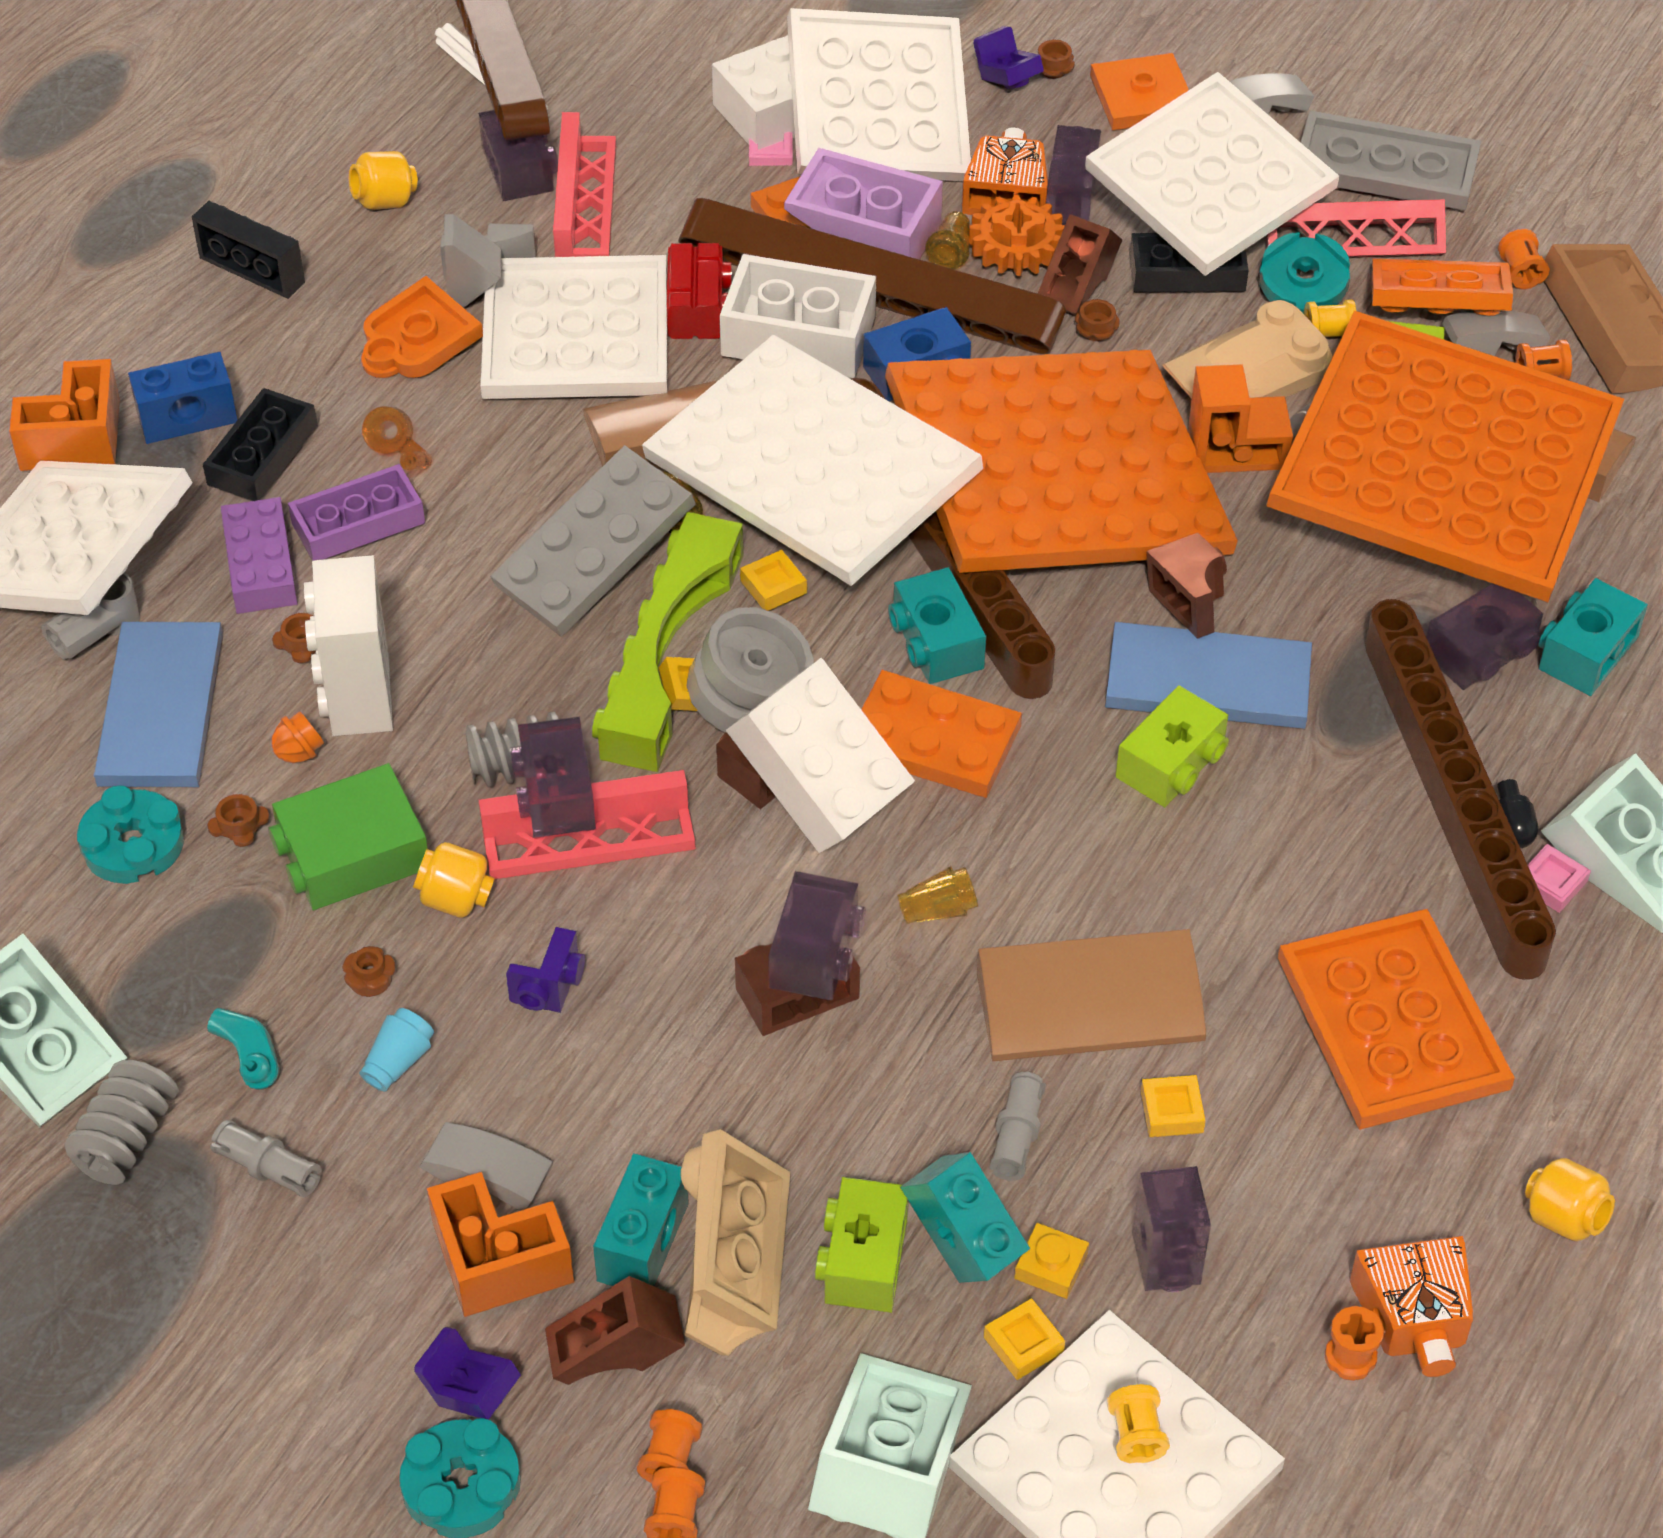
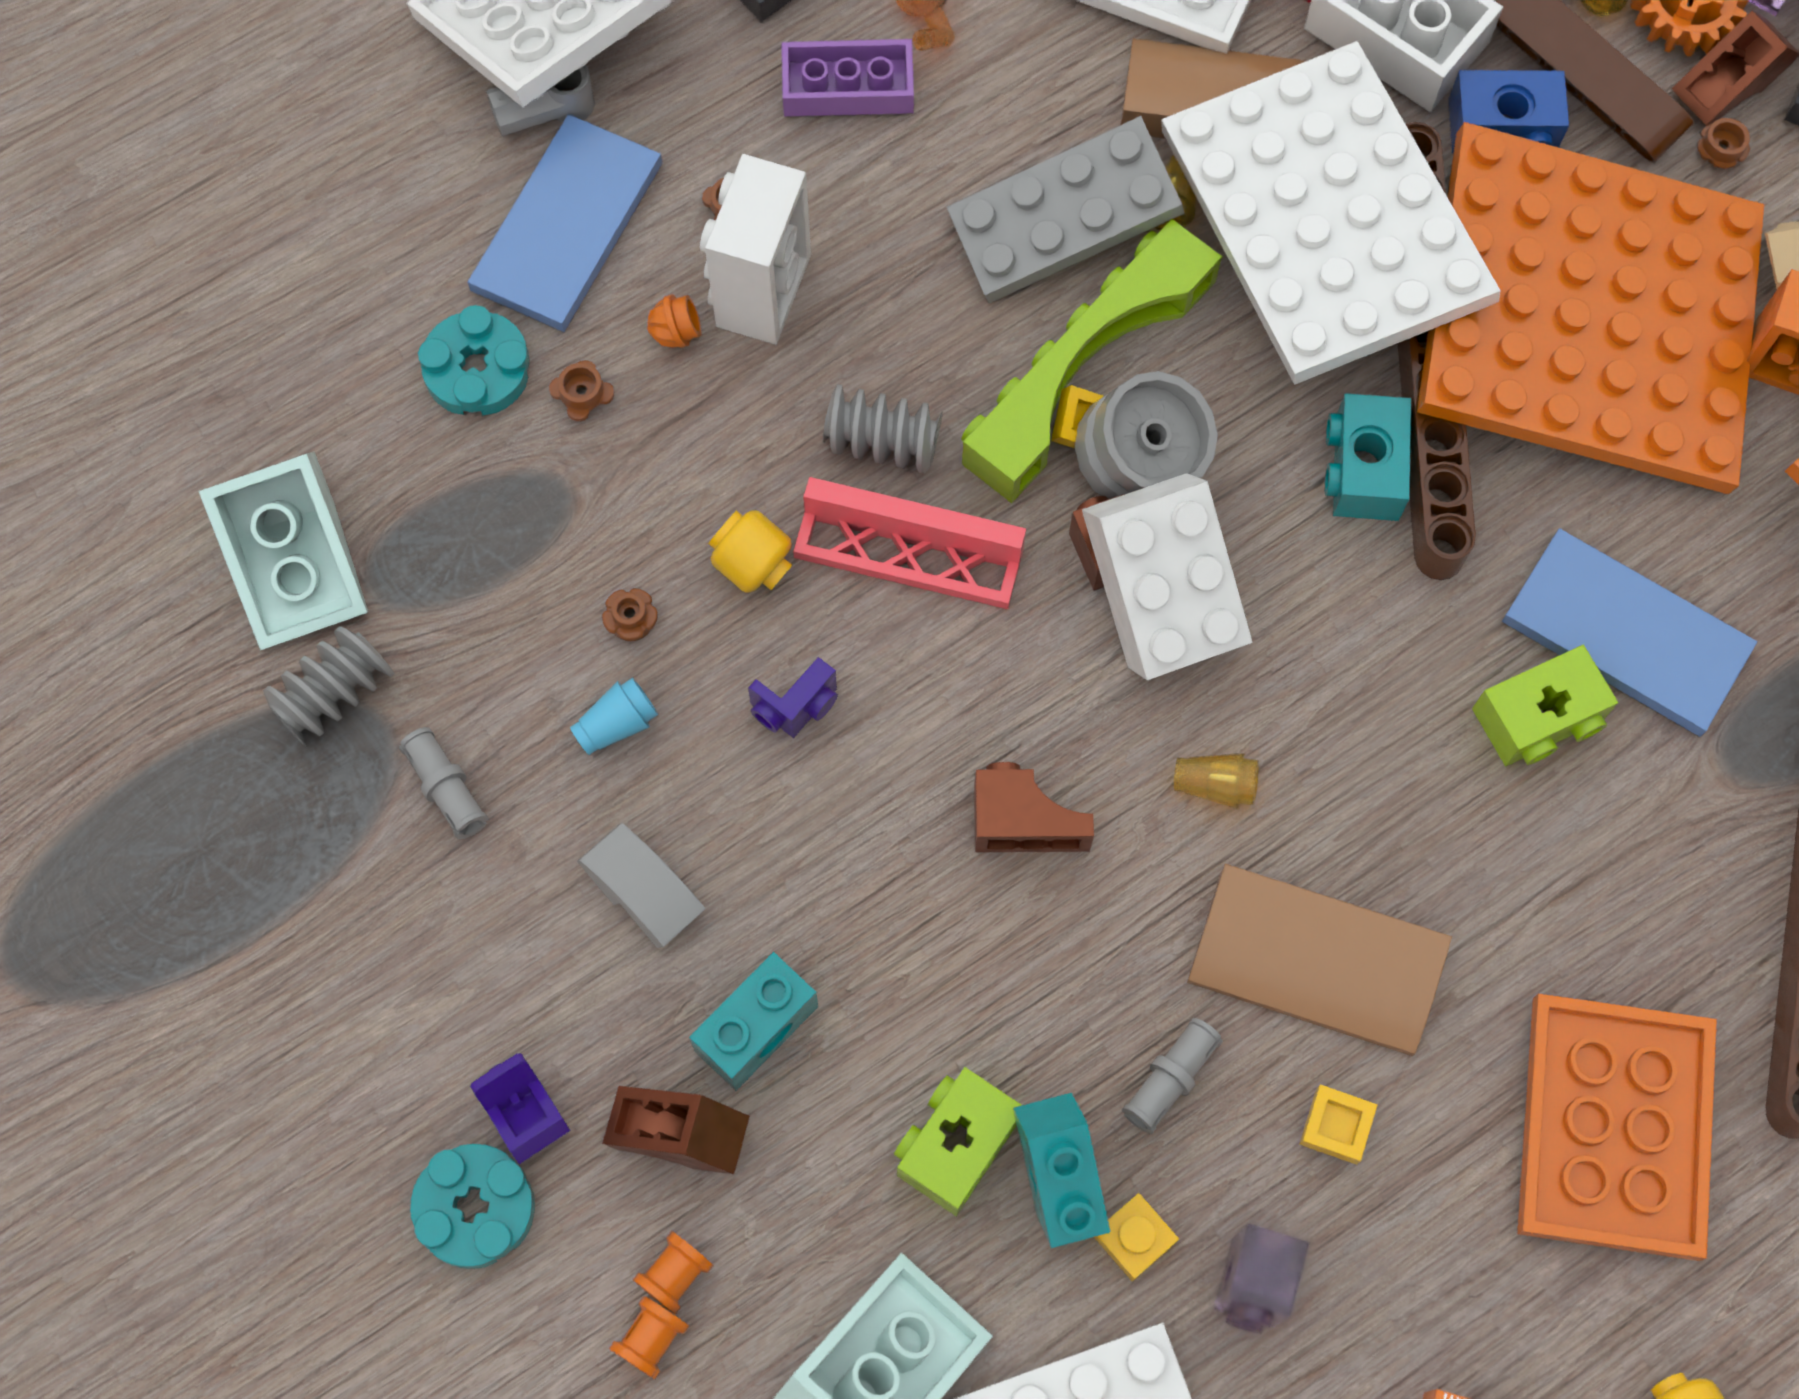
camera: 25 degrees right, 20 degrees up
(253, 1044) = (486, 651): teal arm -> none
(258, 555) = (732, 87): medium lavender piece -> none
(348, 837) = (673, 457): bright green brick -> none
(495, 1256) = (592, 994): orange brick -> none
(555, 777) = (887, 521): clear purple brick -> none
(736, 1241) = (831, 1086): tan slope -> none
(773, 580) = (1228, 330): yellow plate -> none
(815, 935) = (1060, 789): clear purple brick -> none
(942, 732) = (1310, 580): orange plate -> none
(1024, 1339) = (1064, 1315): yellow plate -> none
(1187, 580) = (1658, 511): copper arch -> none

